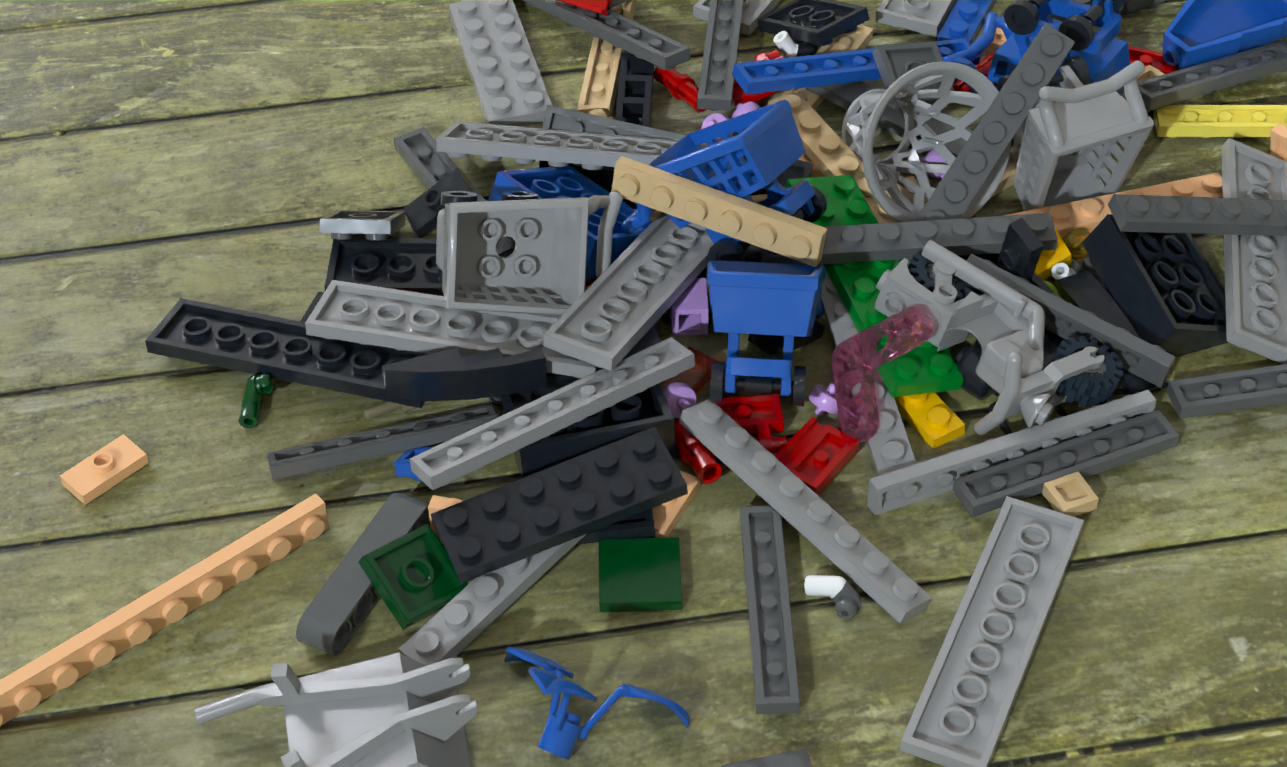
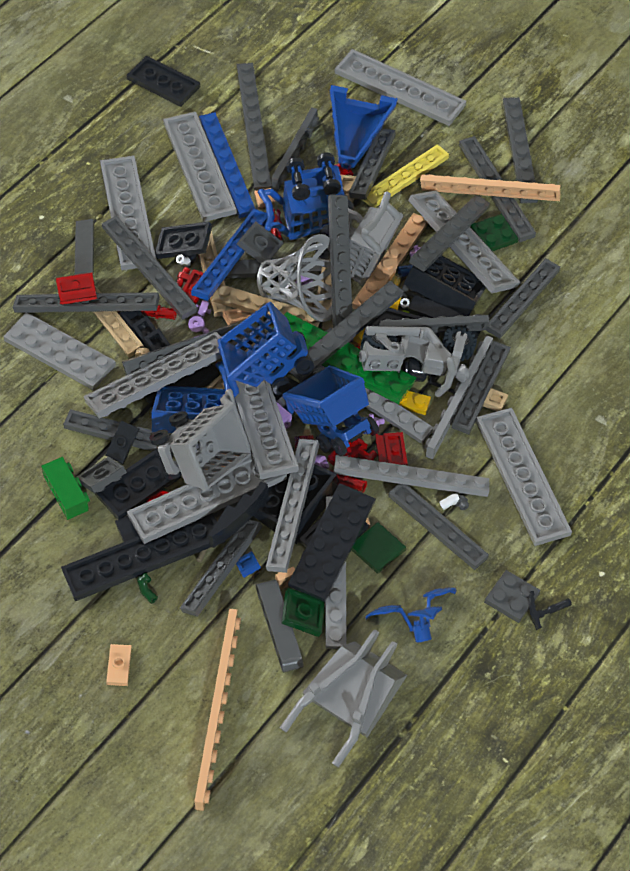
camera: 45 degrees left, 10 degrees up
(295, 223) = (65, 487): none -> green brick
(719, 211) = (278, 370): tan plate -> none
(905, 332) = (378, 396): clear pink beam -> none
(1020, 250) = (399, 308): black plate -> none

